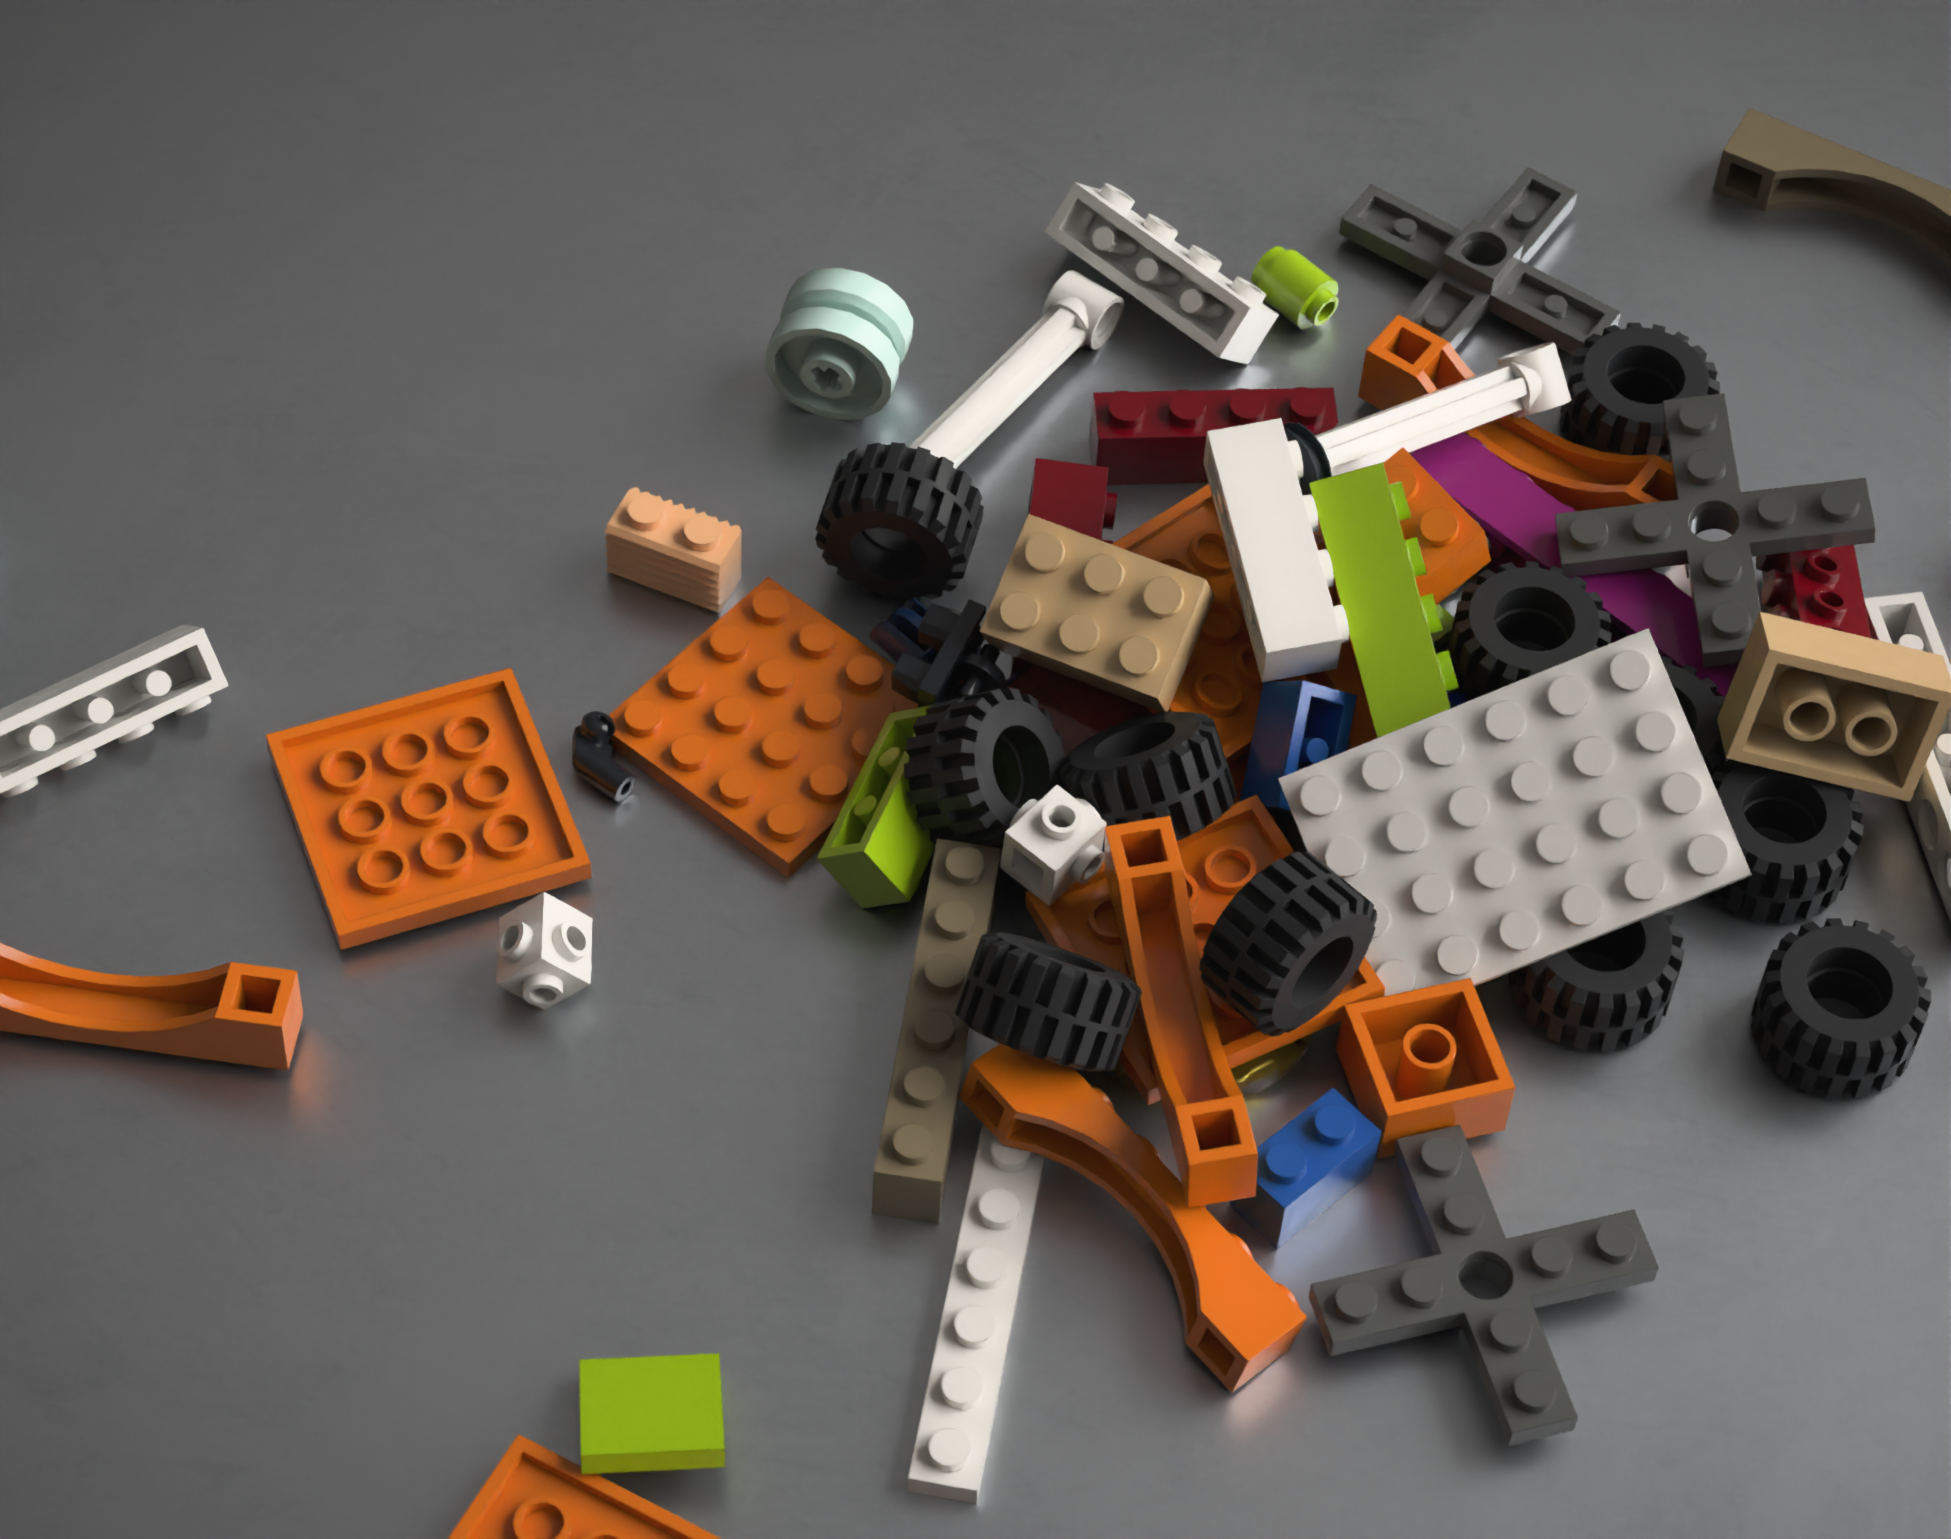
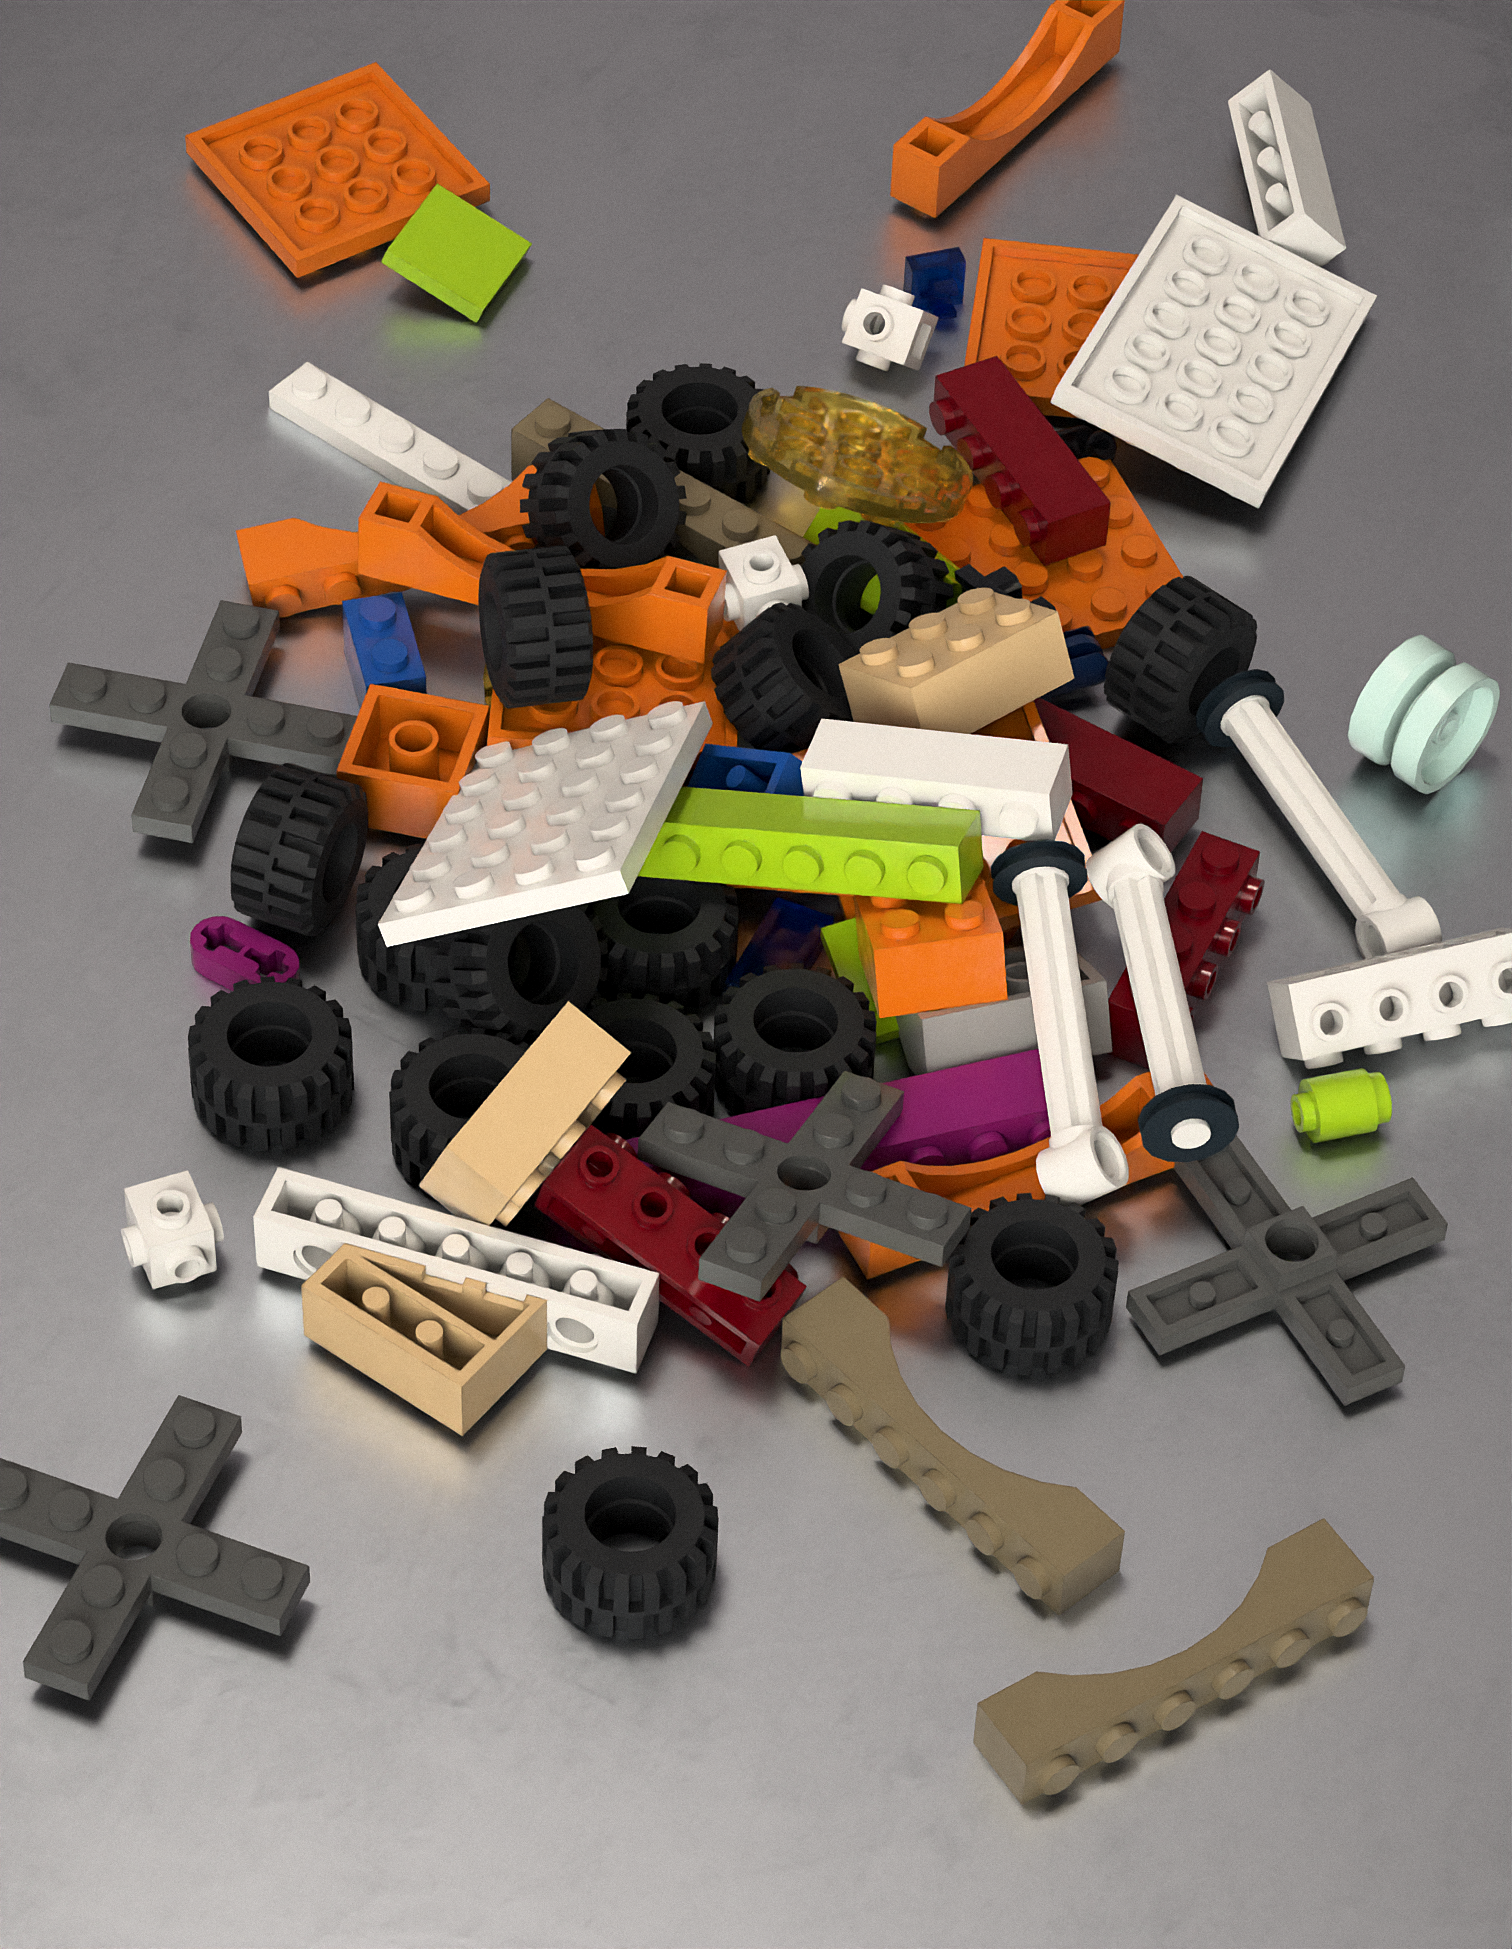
camera: 120 degrees right, 5 degrees down
(419, 664) = (1214, 351): none -> white plate
(433, 952) = (936, 281): none -> clear blue tile
(674, 549) = (1260, 548): light nougat brick -> none
(698, 747) = (1020, 461): none -> dark red brick
(783, 904) = (856, 456): none -> clear yellow plate
(814, 1000) = (699, 424): none -> black tyre
(1451, 312) = (1186, 1115): none -> white piece
(1620, 1078) = (299, 849): none -> black tyre
(1735, 1116) = (248, 955): none -> magenta beam
(1844, 331) = (1038, 1530): none -> dark tan arch

